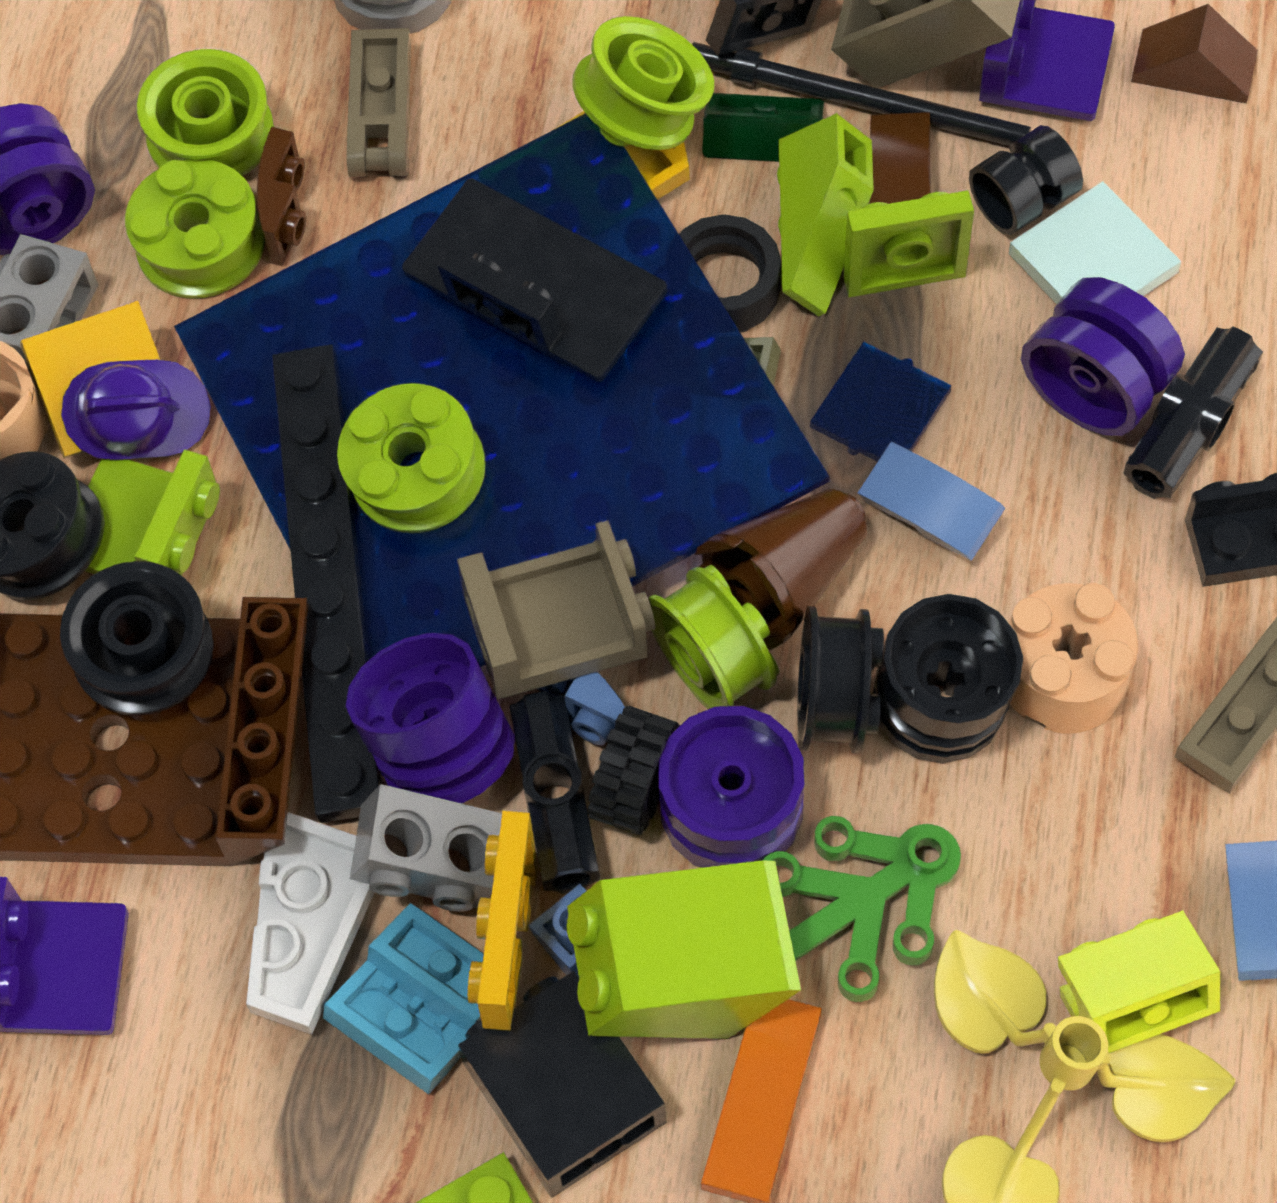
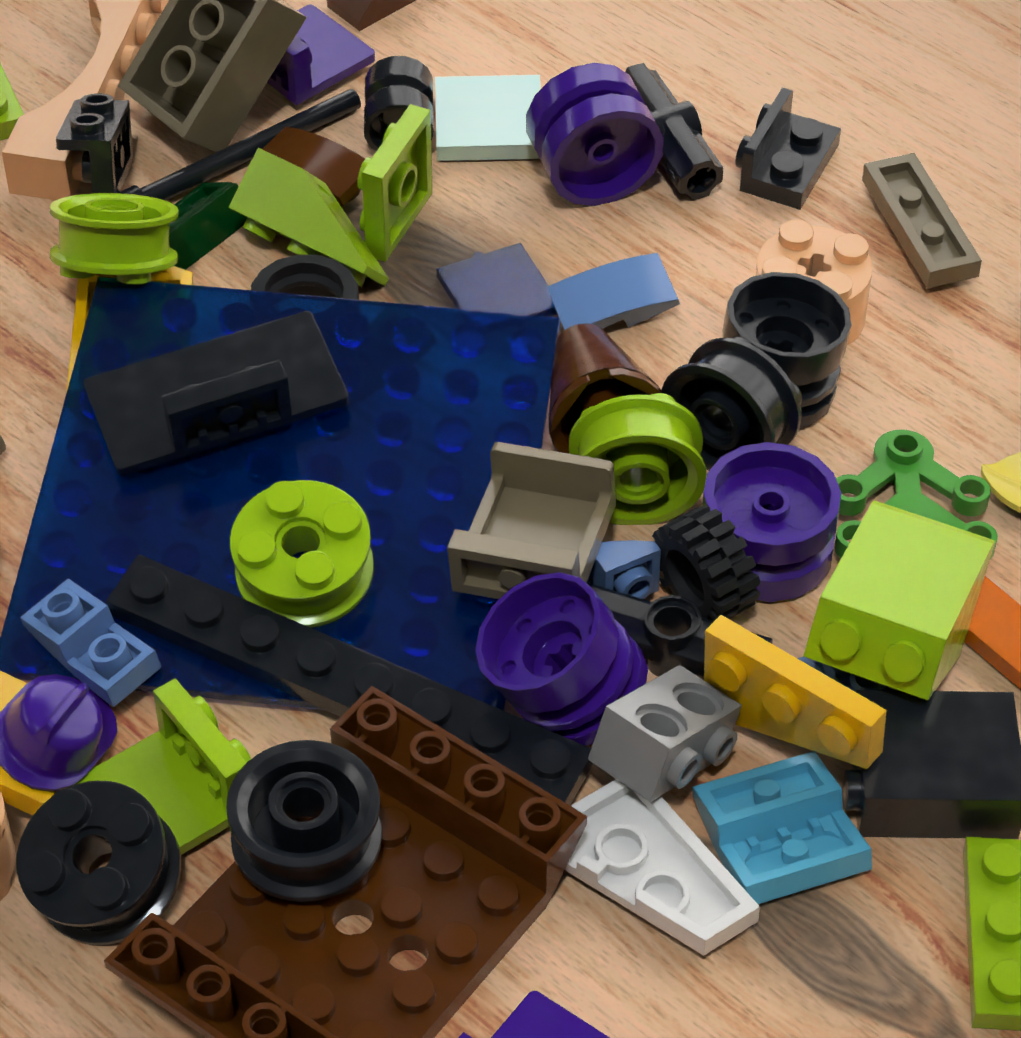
camera: 60 degrees left, 15 degrees down
(235, 375) = (90, 643): none -> medium blue slope

